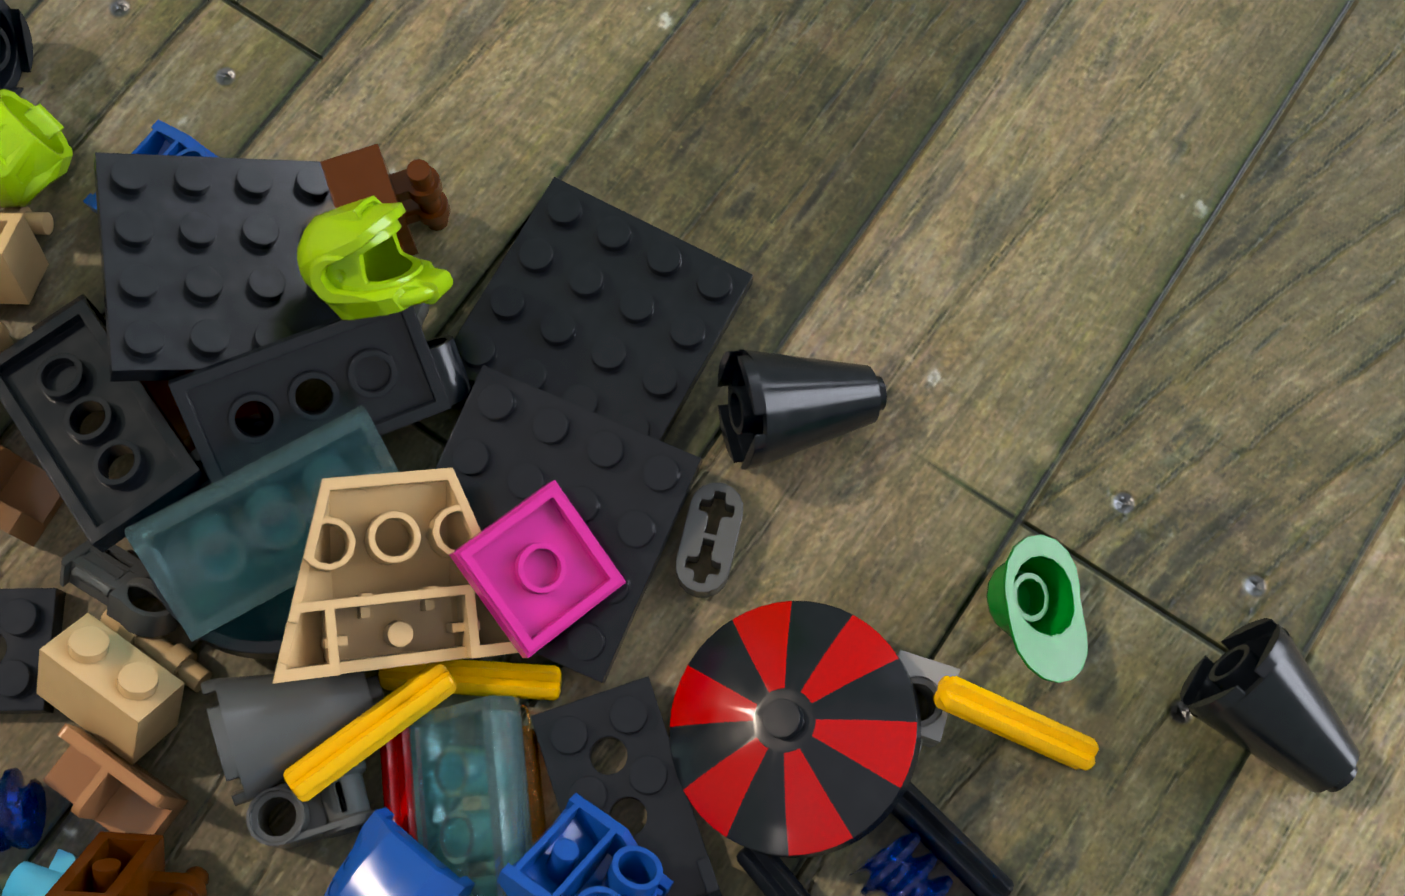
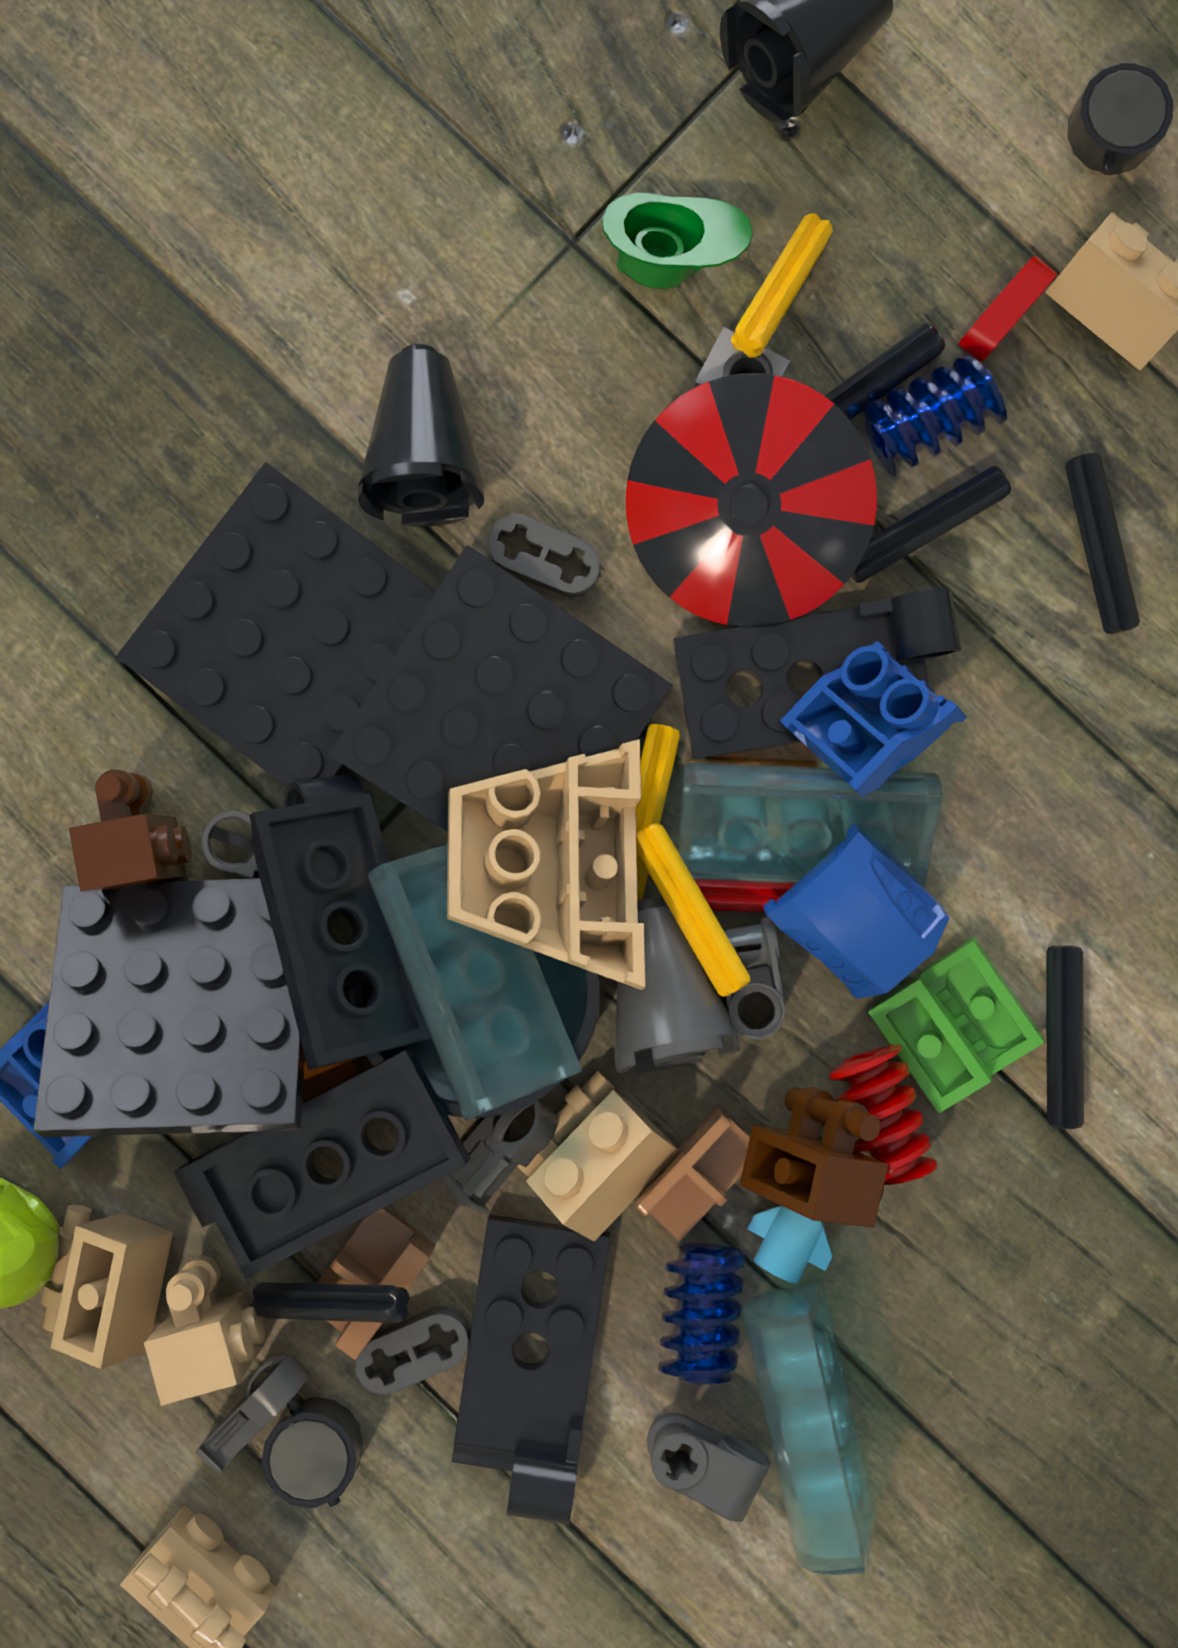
camera: 75 degrees left, 15 degrees up
(358, 264) = (194, 855): lime helmet -> none
(538, 569) = (561, 721): dark pink tile -> none

